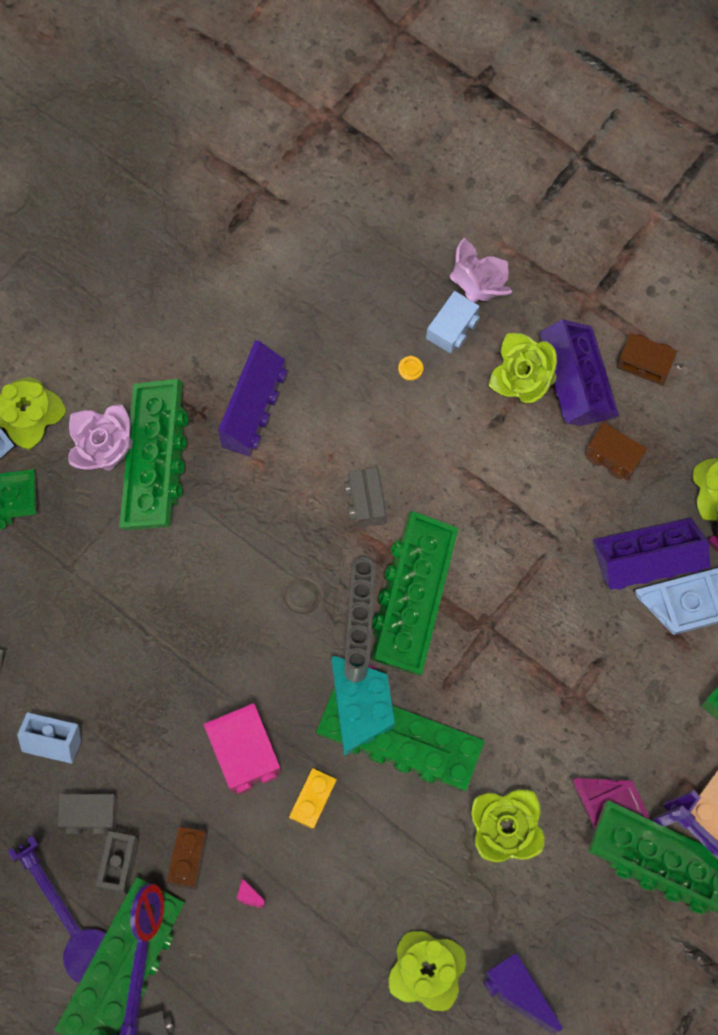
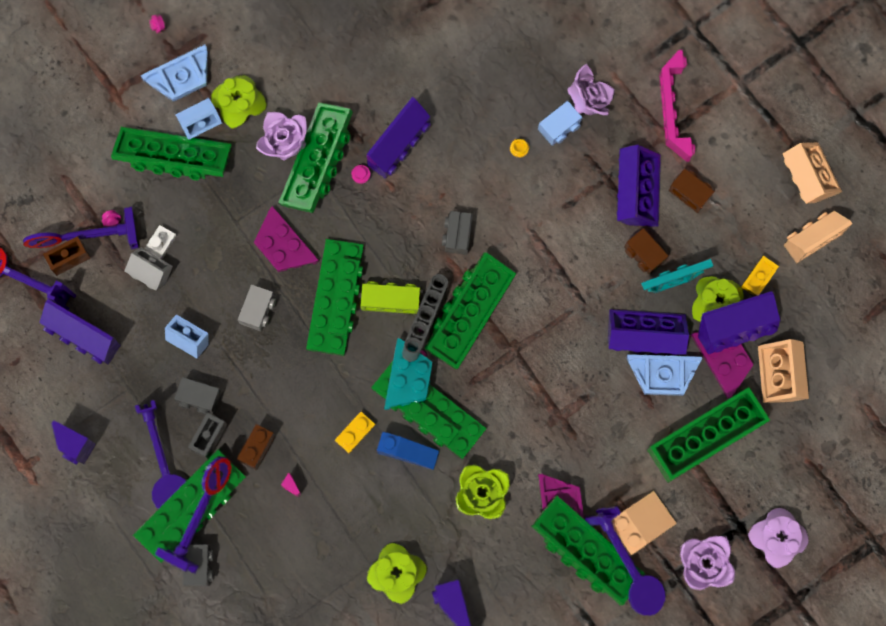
camera: 15 degrees right, 5 degrees up
(131, 673) = (256, 308): none -> light grey brick
(140, 580) = (281, 244): none -> magenta wing
(216, 459) = (360, 174): none -> dark pink plate
(232, 629) = (335, 297): none -> green plate
(243, 749) = (316, 384): dark pink slope -> none
(305, 607) = (390, 298): none -> lime brick
(390, 802) = (407, 451): none -> blue slope
(511, 377) = (599, 161): lime brick -> none
(616, 307) = (680, 146): none -> dark pink slope
(674, 466) = (671, 279): none -> teal wing

